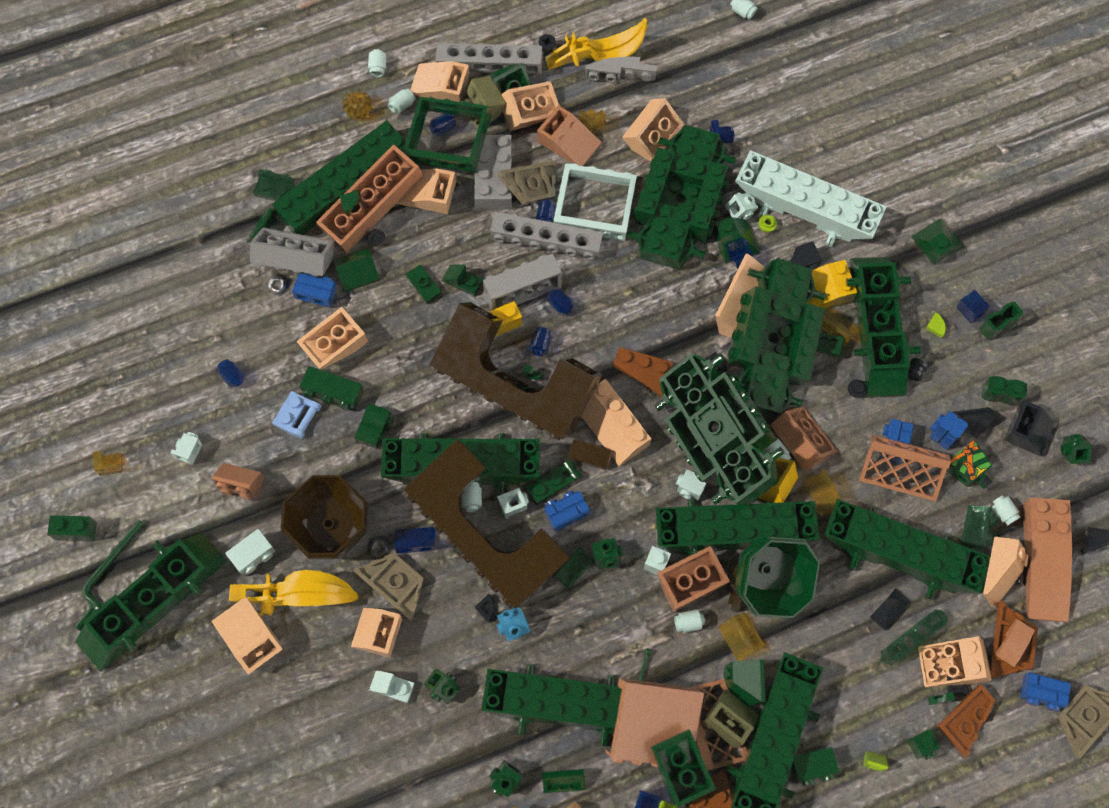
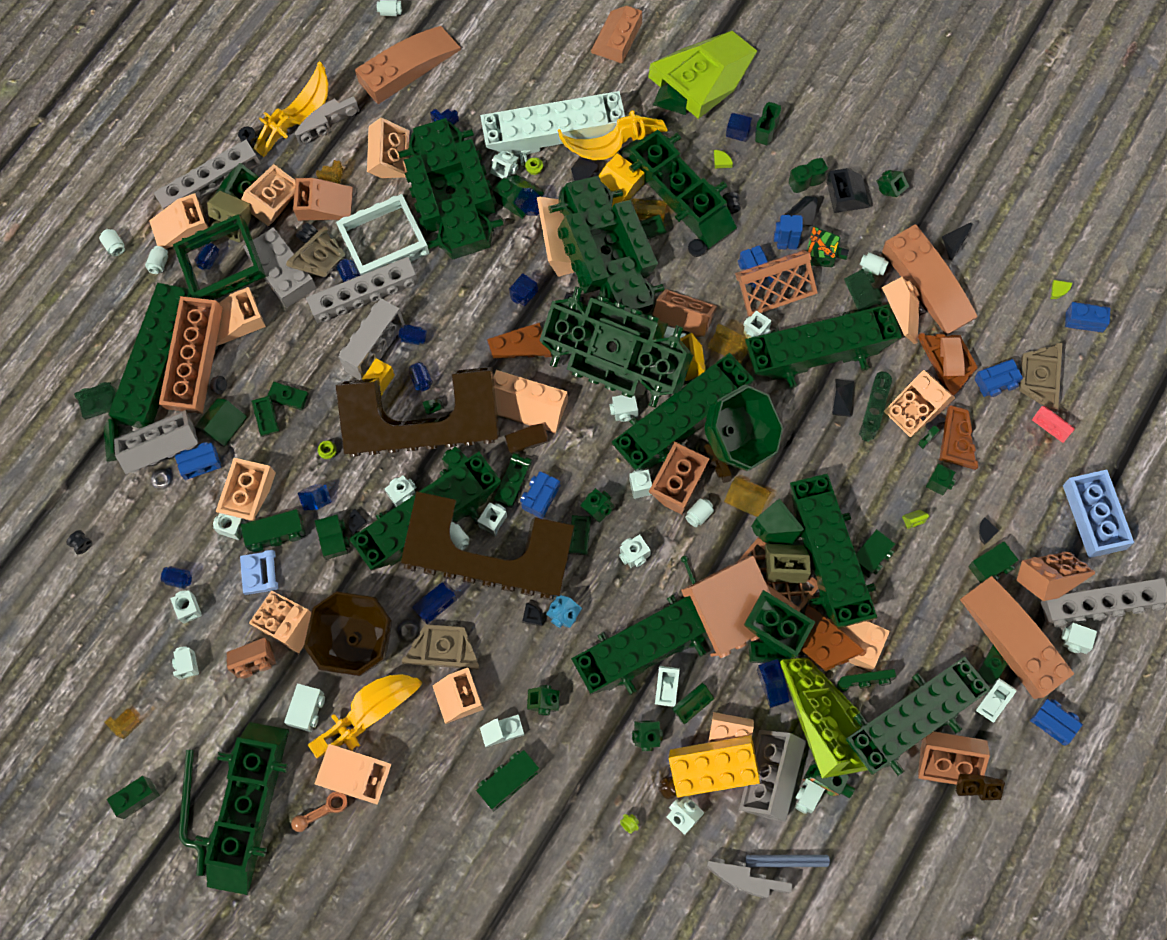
camera: 30 degrees left, 0 degrees up
(178, 292) = (79, 542): none -> black wheel
(181, 644) = (301, 822): none -> nougat piece
(220, 410) = (189, 613): none -> light aqua brick
(285, 468) = (283, 621): none -> light nougat slope
(300, 366) = (233, 531): none -> light aqua brick
(349, 201) = (176, 367): dark green tile -> none
(357, 104) = (120, 287): clear yellow gear -> none
(365, 731) = (507, 780): none -> dark green brick
(383, 383) = (314, 497): none -> clear blue panel
(393, 289) = (265, 416): none -> dark green plate
(402, 428) = (356, 522): none -> black tile
(422, 346) = (323, 446): none -> lime plate
(455, 426) = (400, 490): none -> light aqua brick
(462, 279) = (317, 371): dark green slope -> none
(516, 429) = (453, 458): none -> dark green brick
(536, 156) = (306, 232): none -> black wheel
(552, 750) = (667, 686): none -> light aqua slope
(608, 608) = (634, 551): none -> light aqua brick
(653, 782) = (761, 653): none -> dark green plate
(679, 325) = (523, 290): none -> clear blue brick
(723, 63) = (405, 62): none -> nougat slope
(844, 247) = (609, 144): none -> yellow piece
(859, 489) = (756, 325): none -> light aqua brick
(925, 154) = (618, 33): none -> nougat slope
(979, 237) = (705, 70): none -> lime wedge
(1066, 768) = (1053, 424): none -> coral bracket

